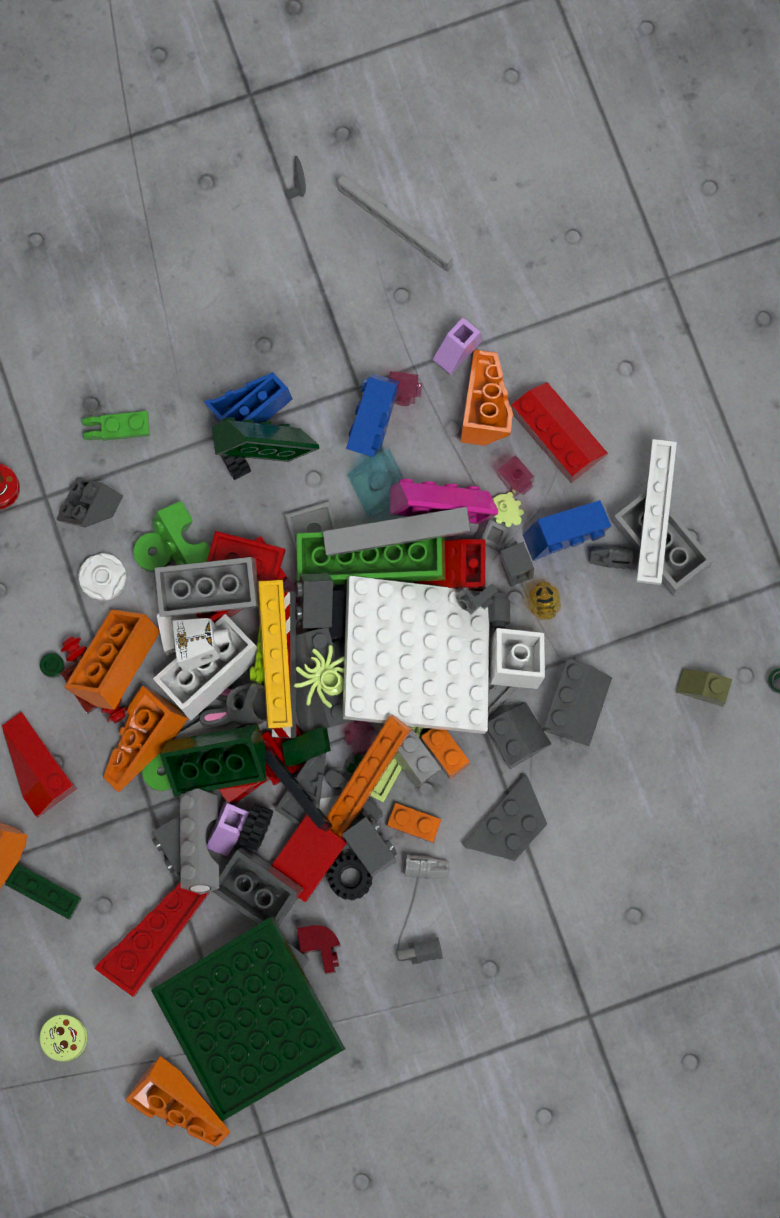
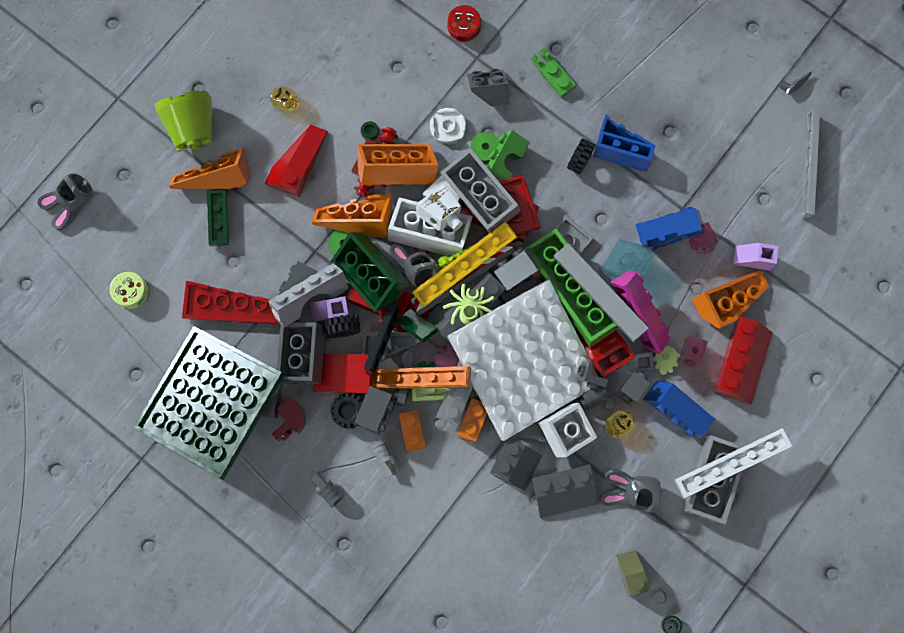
camera: 50 degrees right, 0 degrees up
(170, 1096) = (131, 382): orange wedge -> none
(261, 440) = (603, 165): dark green slope -> none
(510, 825) = (451, 497): dark grey wing -> none
(612, 557) = (681, 452): dark grey hinge -> none
(627, 625) = (639, 492): none -> dark grey piece

